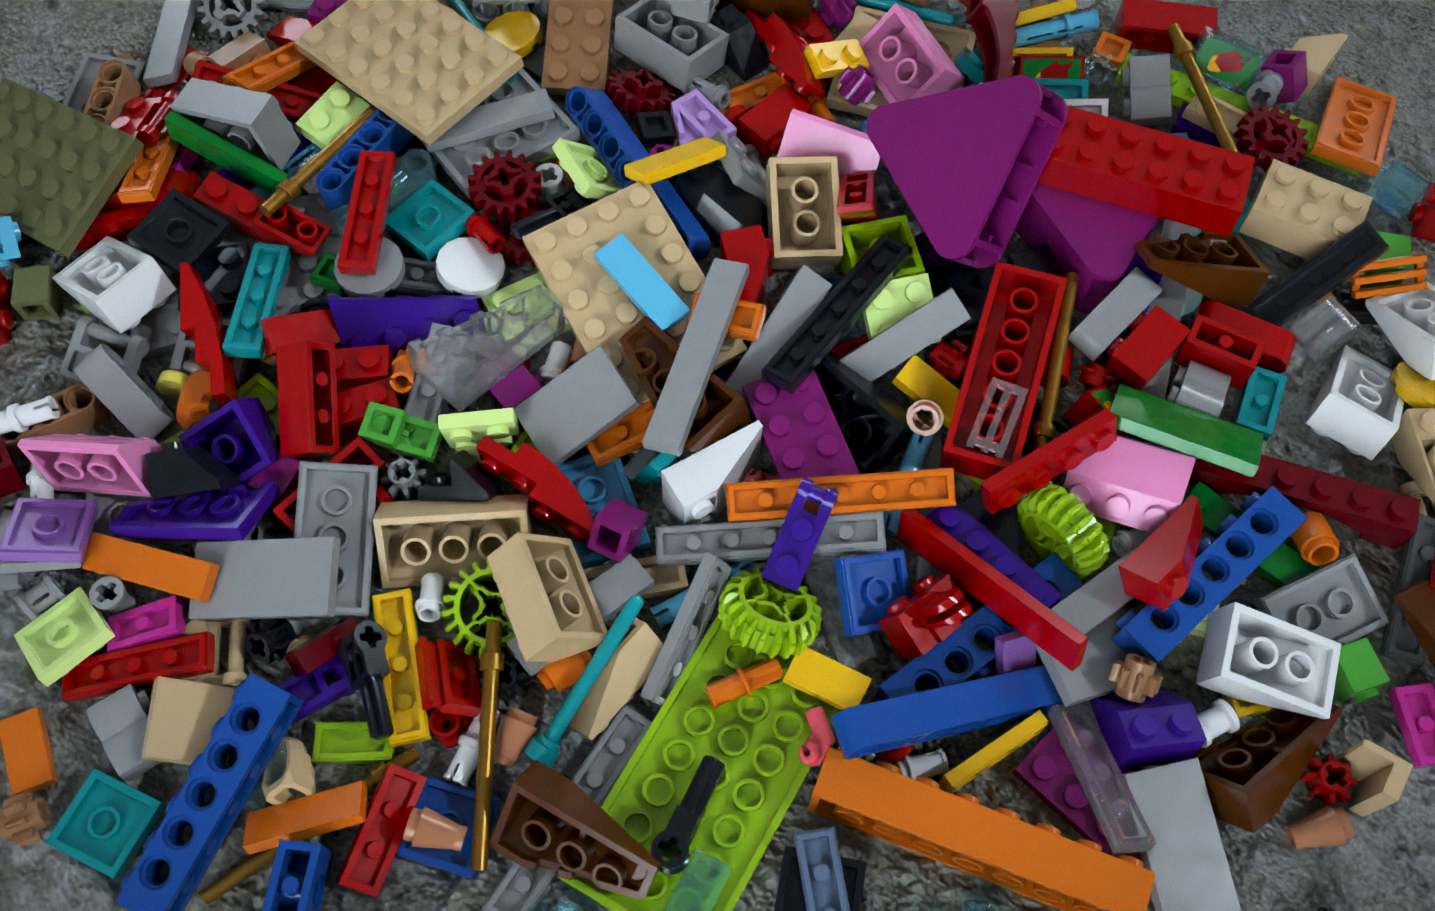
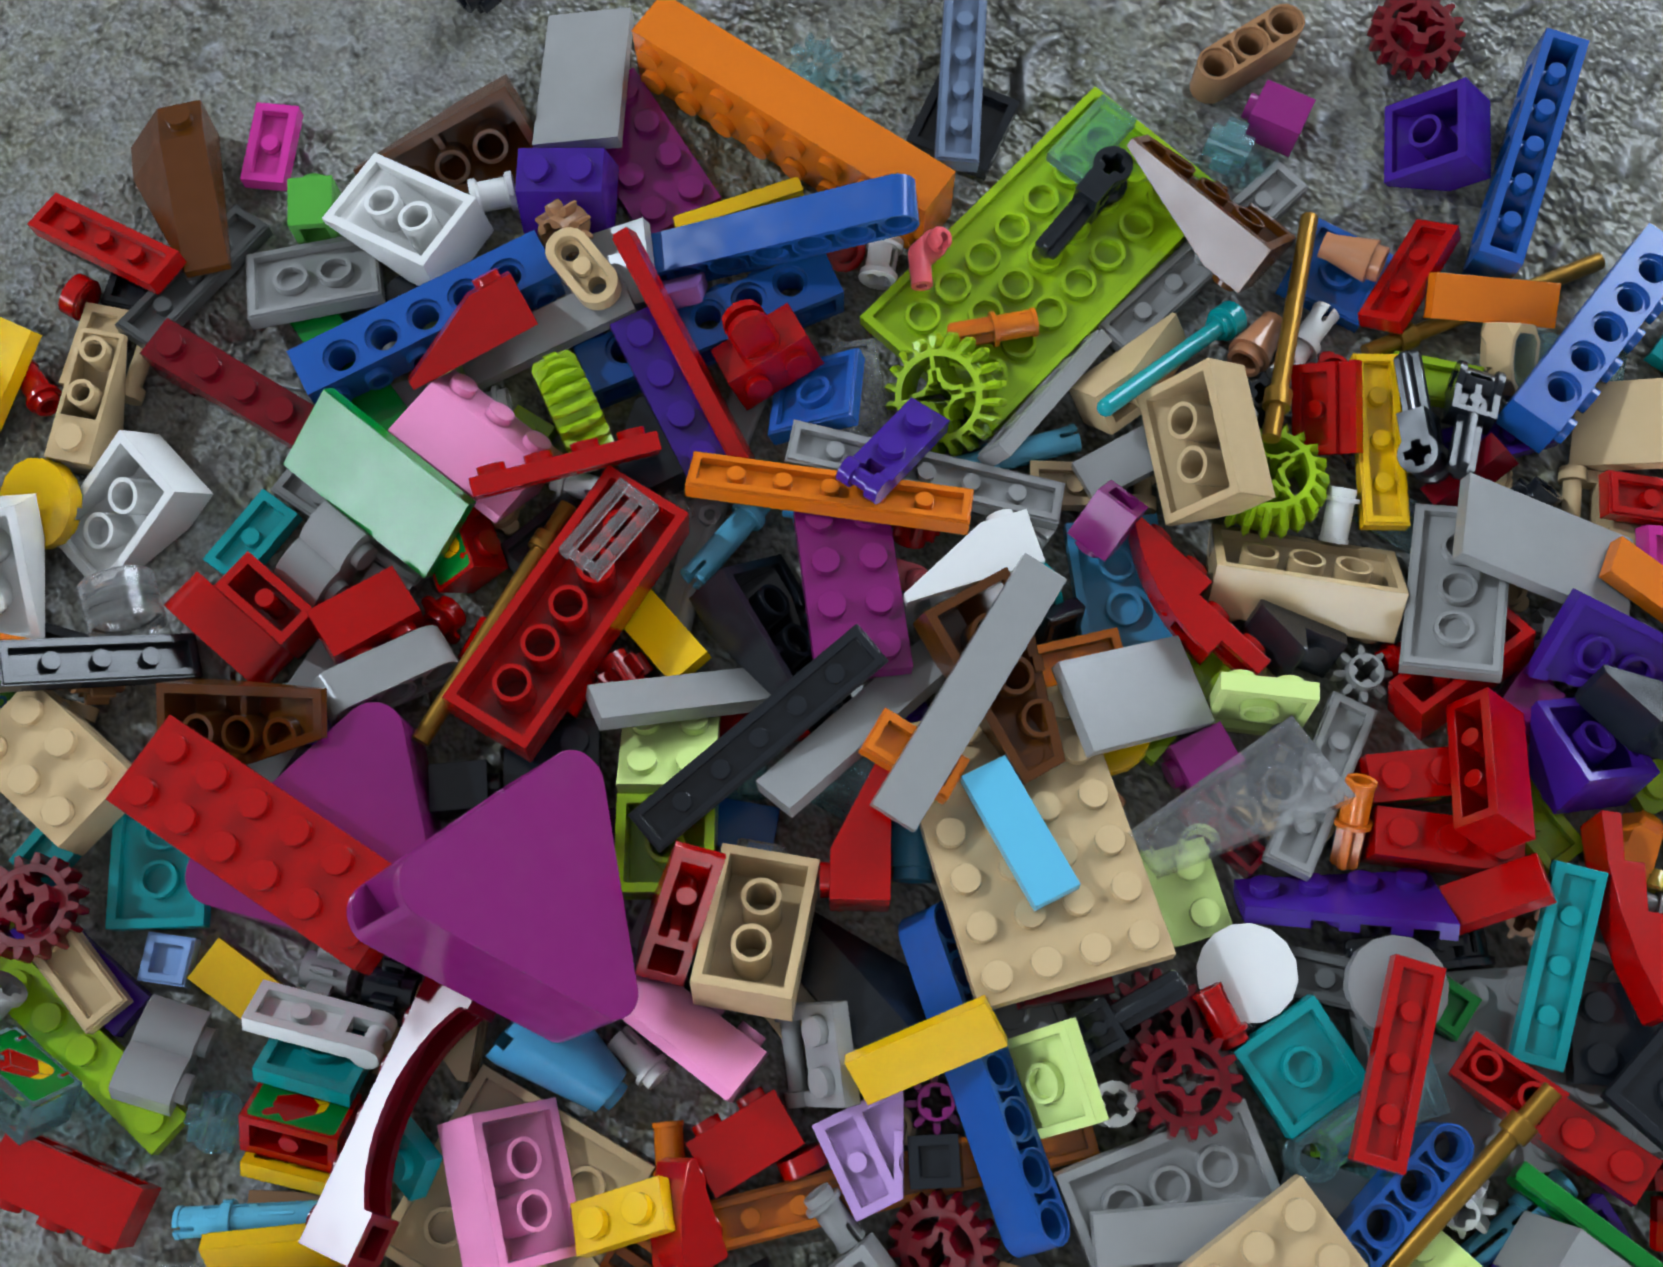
camera: 165 degrees left, 10 degrees up
(325, 701) = (1472, 410): none -> black connector
(400, 432) = (1363, 721): bright green slope -> none
(556, 361) = (1146, 796): white pin -> none
(827, 679) = (896, 311): yellow tile -> none
(857, 85) = (605, 1157): magenta gear -> none
(922, 423) = (688, 581): nougat cone -> none
(1101, 779) = (643, 139): clear tile -> none
(1103, 625) = (585, 271): none -> tan plate
(1115, 45) = (176, 1164): orange plate -> none
(1185, 54) = (78, 1098): pearl gold bar -> none
(1316, 540) = (272, 348): orange brick -> none
(1321, 829) = (432, 77): nougat cone -> none
(1337, 773) = (399, 113): red gear -> none
(1379, 776) = (359, 88): tan panel -> none

